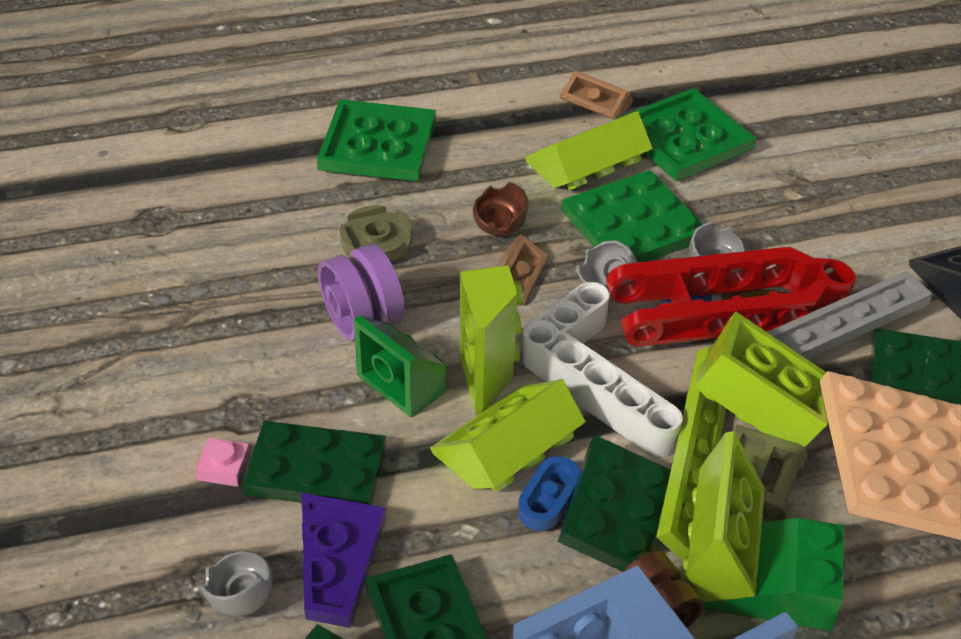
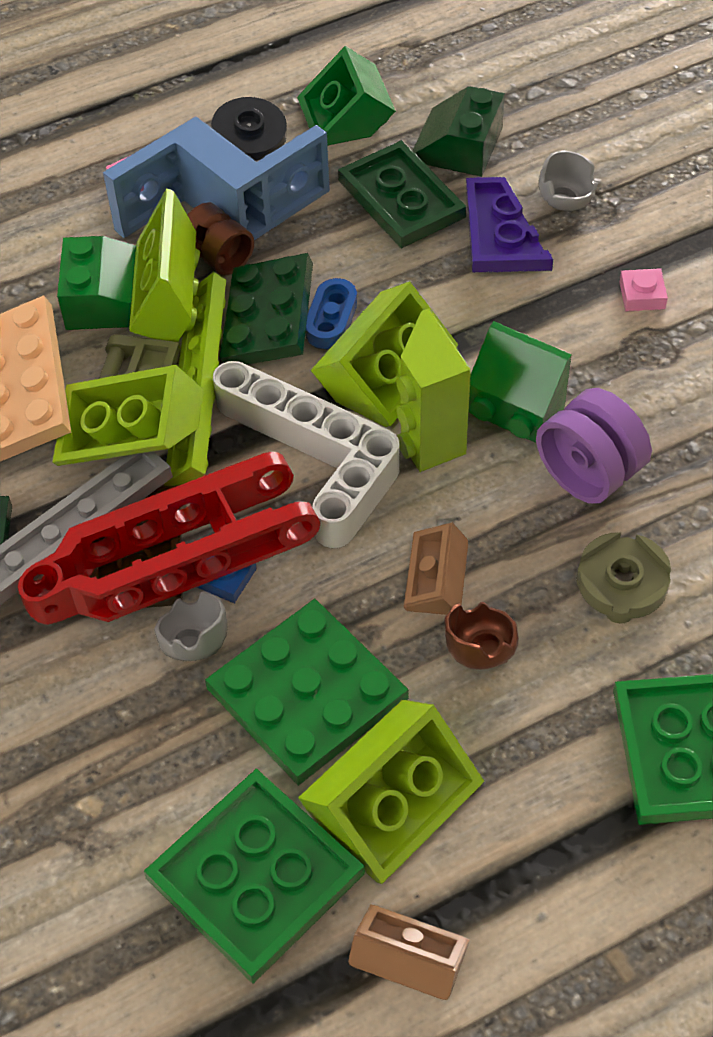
camera: 170 degrees right, 10 degrees up
(314, 462) = (560, 303): dark green plate -> none
(603, 259) = (324, 566): light grey hair -> none

